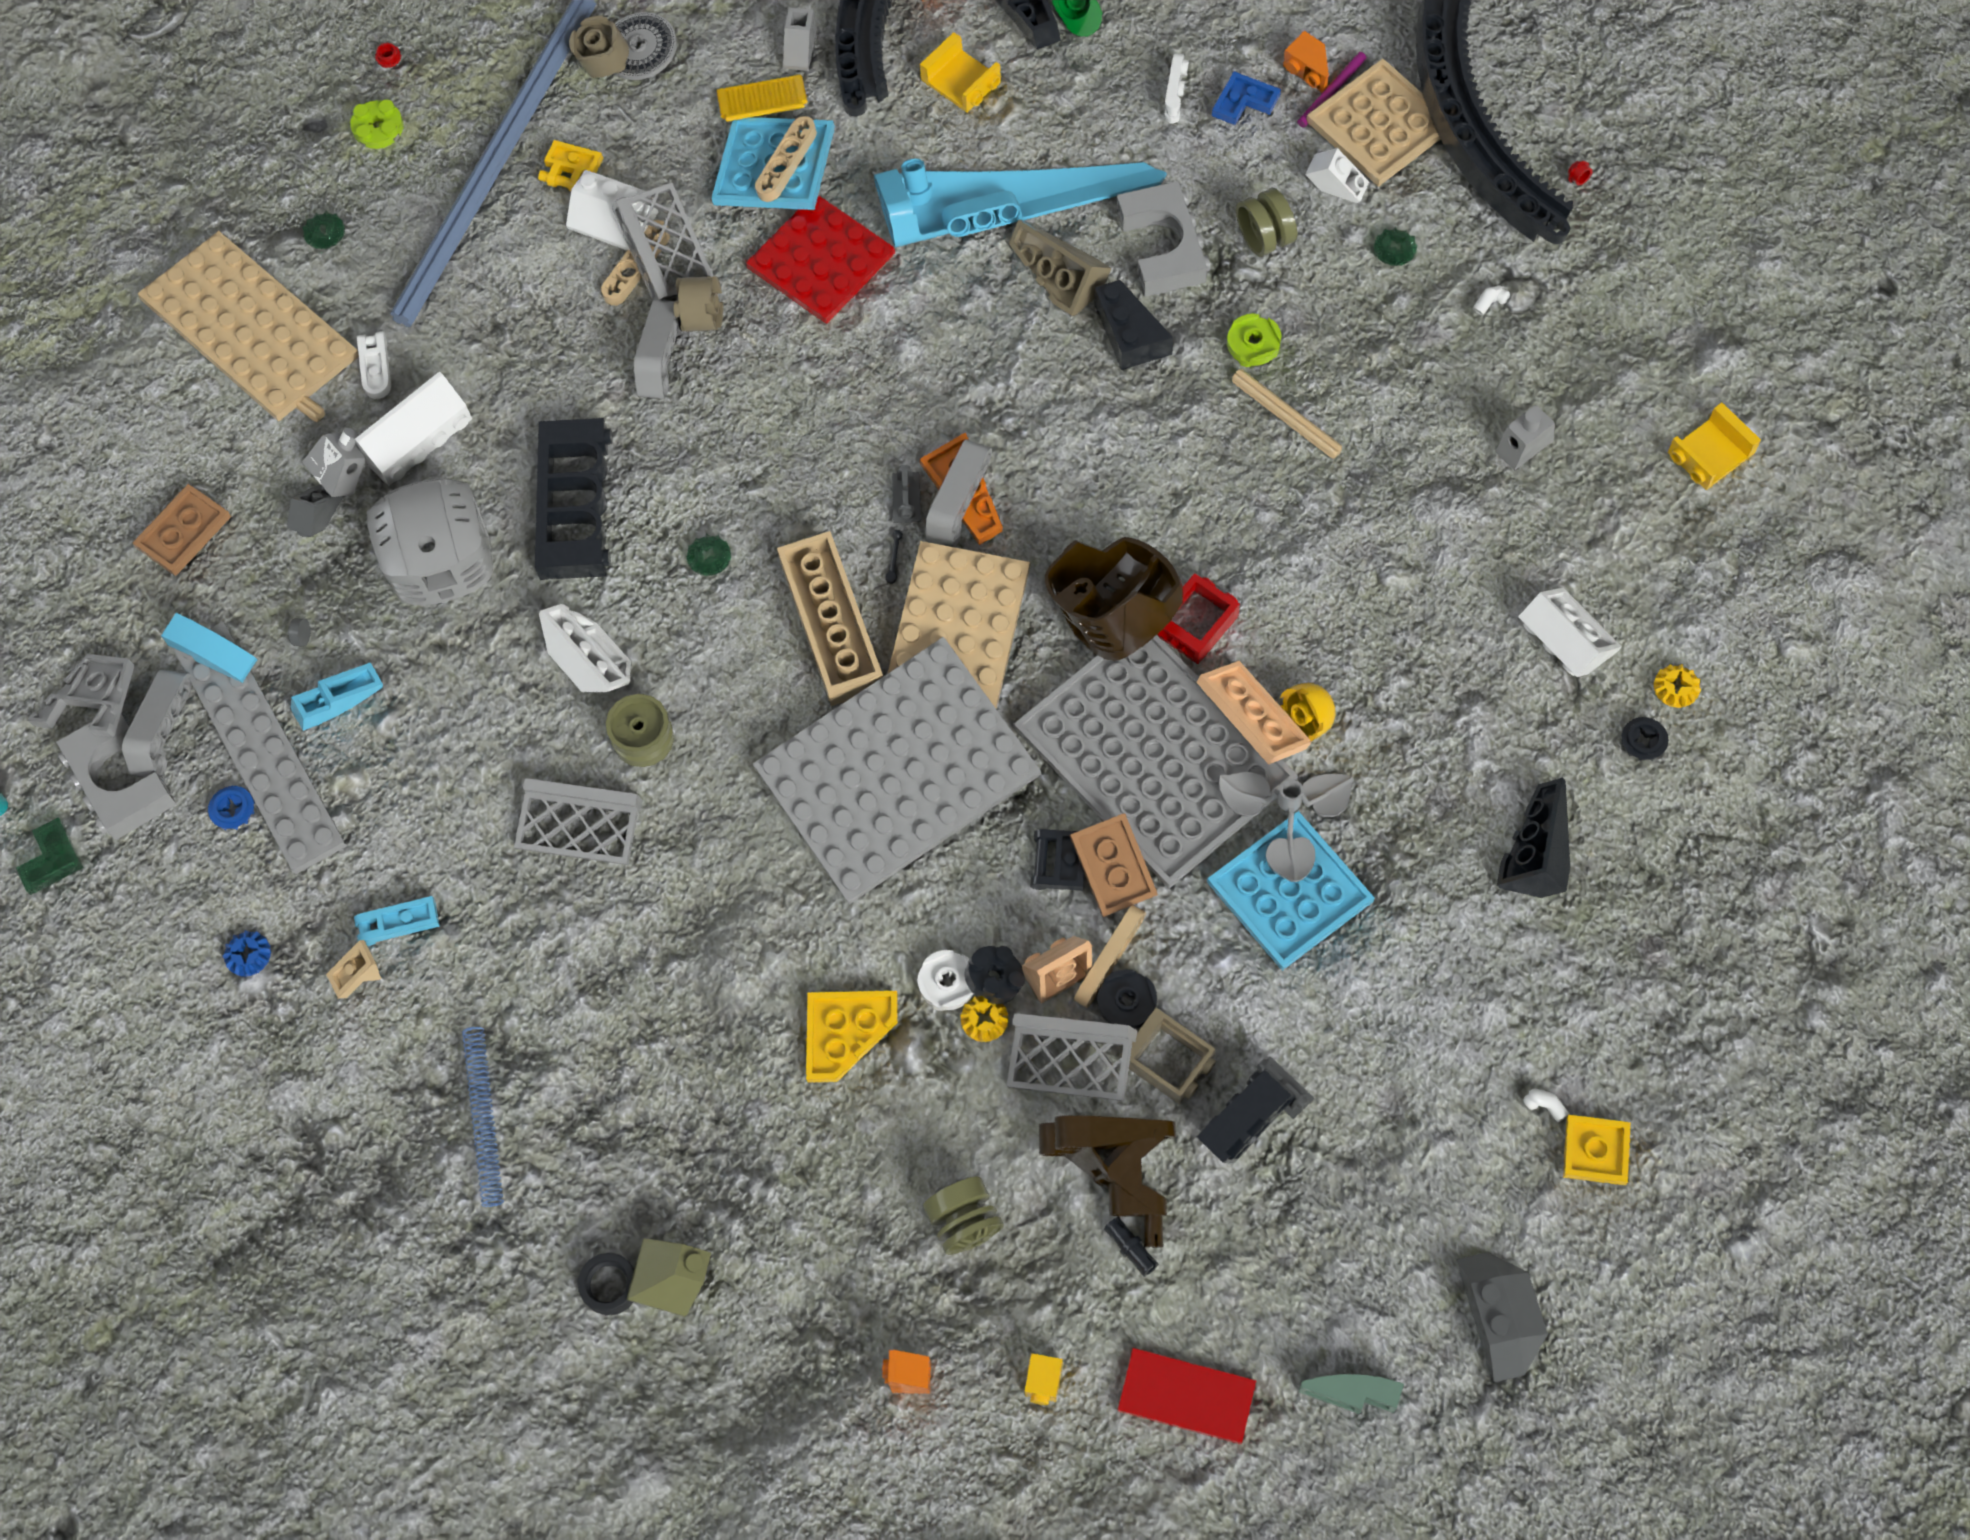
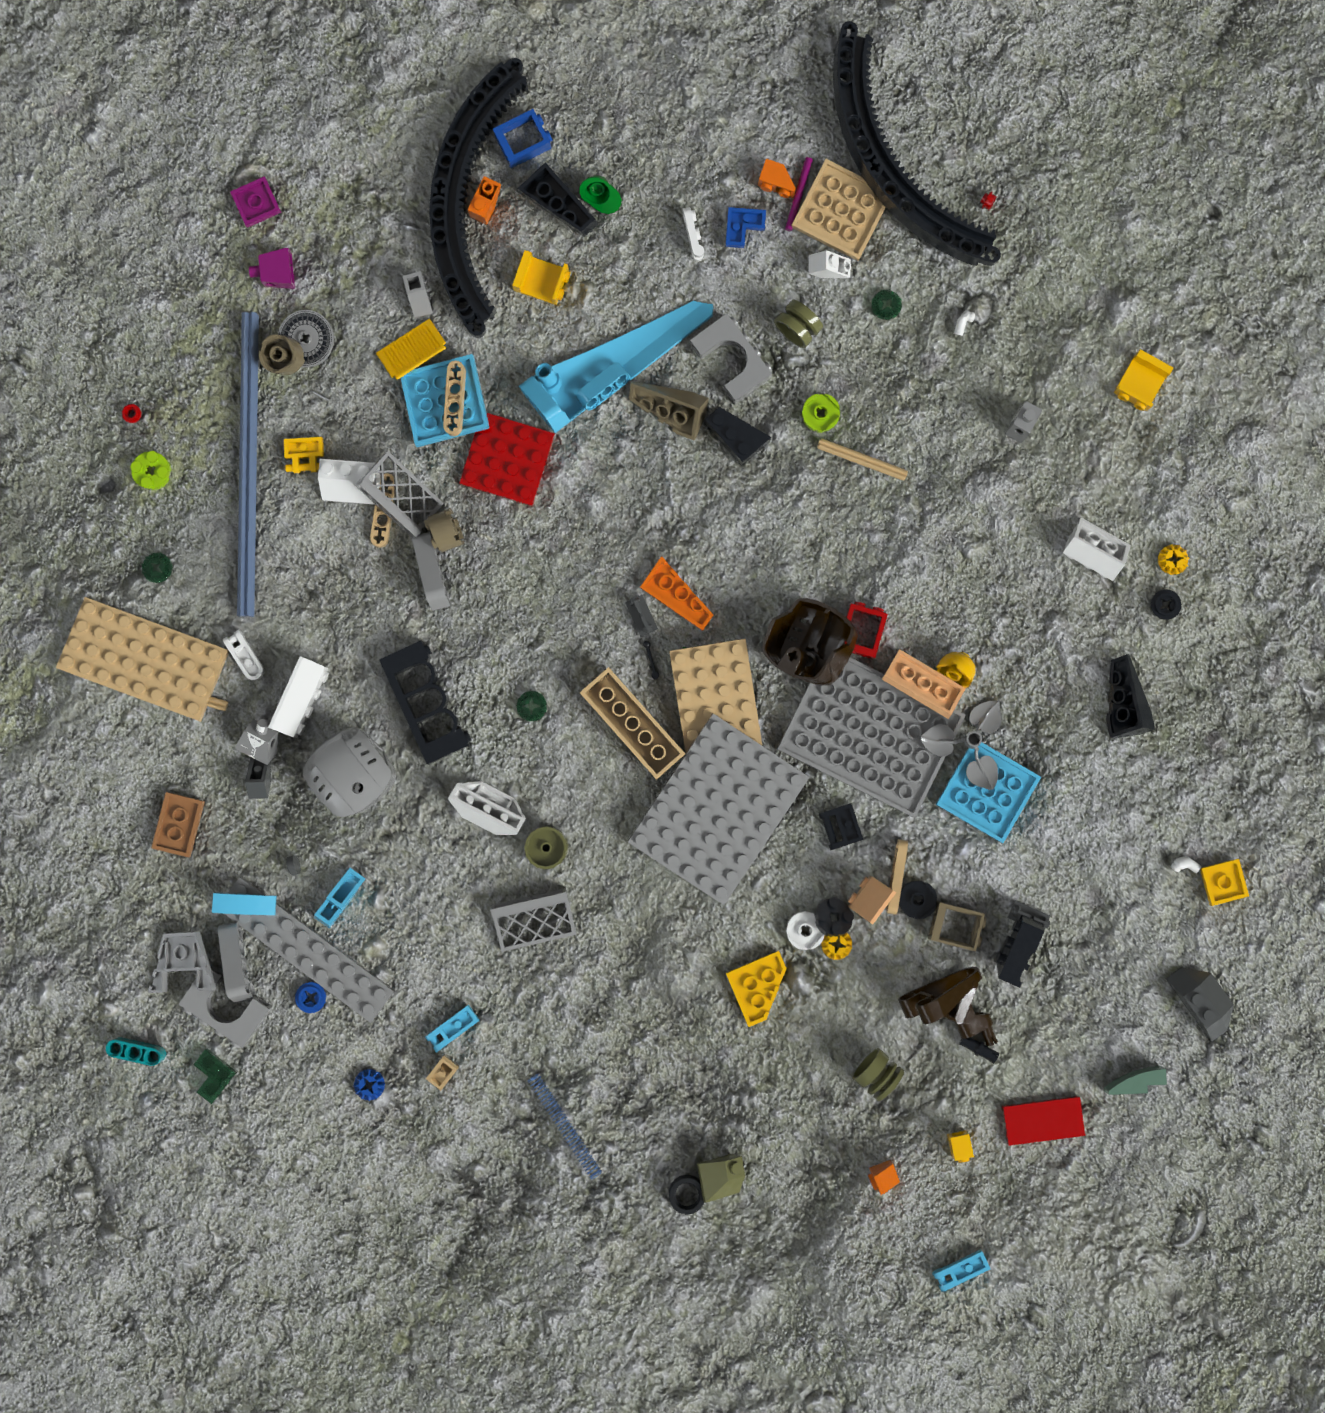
camera: 30 degrees left, 20 degrees up
(956, 493) = (677, 604): light grey beam -> none
(1081, 1032) = (894, 936): light grey fence -> none
(1113, 865) = (877, 819): medium nougat plate -> none

